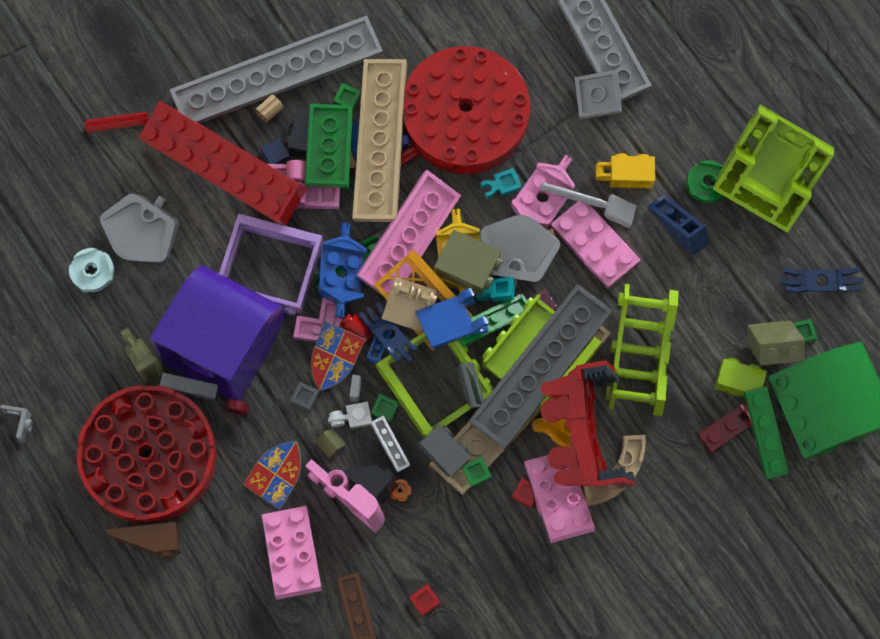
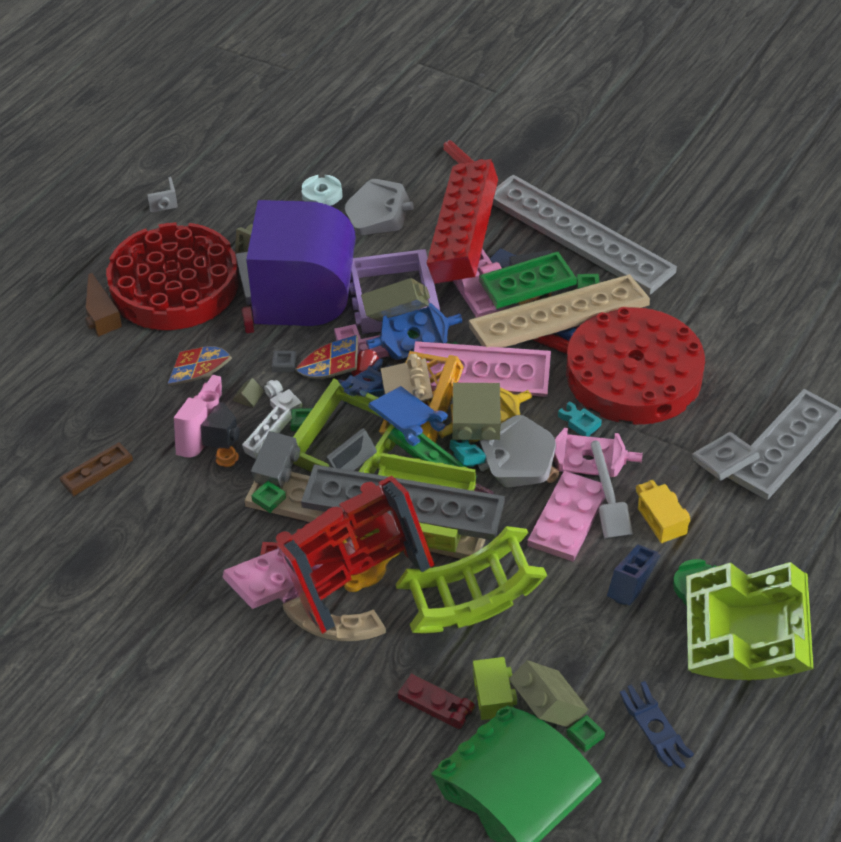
camera: 70 degrees right, 25 degrees down
(269, 108) = (541, 240): tan piece -> none
(291, 552) = (126, 398): bright pink plate -> none
(318, 270) = (395, 299): none -> olive brick
(355, 388) = (308, 388): light grey tile -> none
(424, 600) = (126, 515): red tile -> none
(766, 432) = (443, 730): green plate -> none

